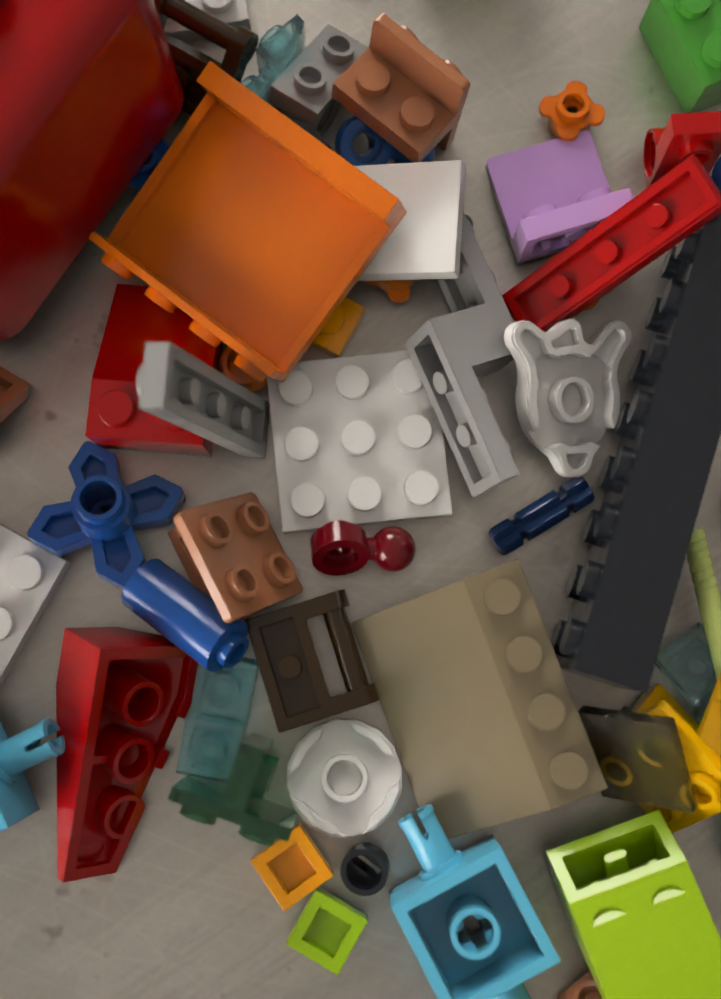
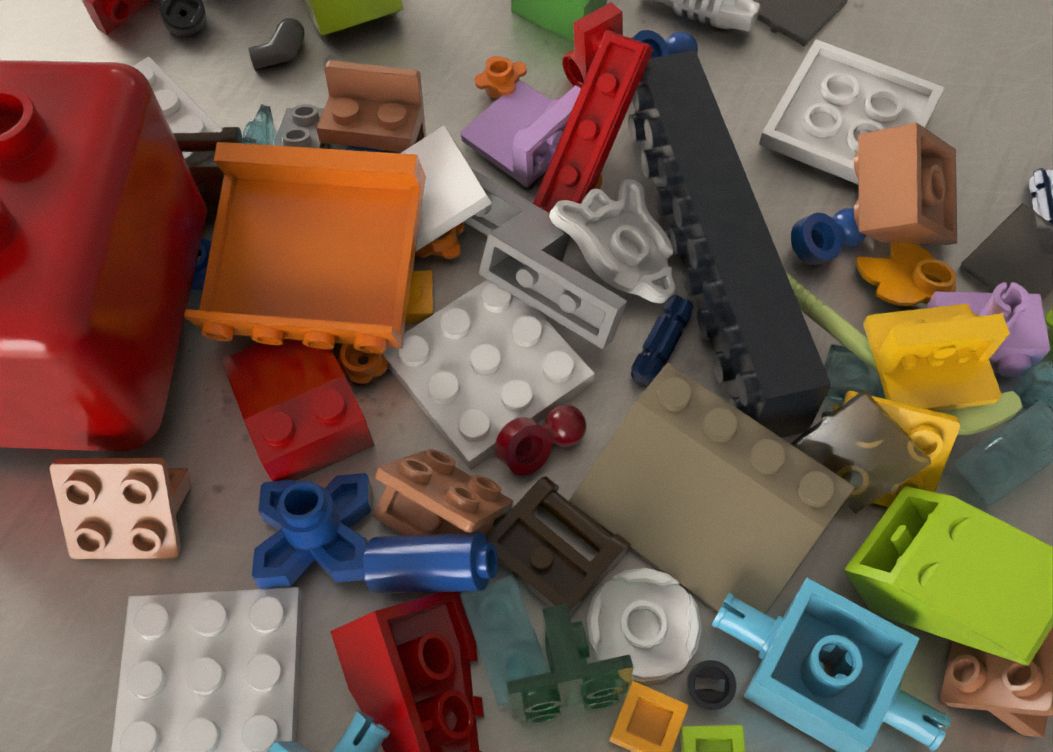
camera: 30 degrees left, 20 degrees down
(201, 400) = (347, 365): light grey plate -> none

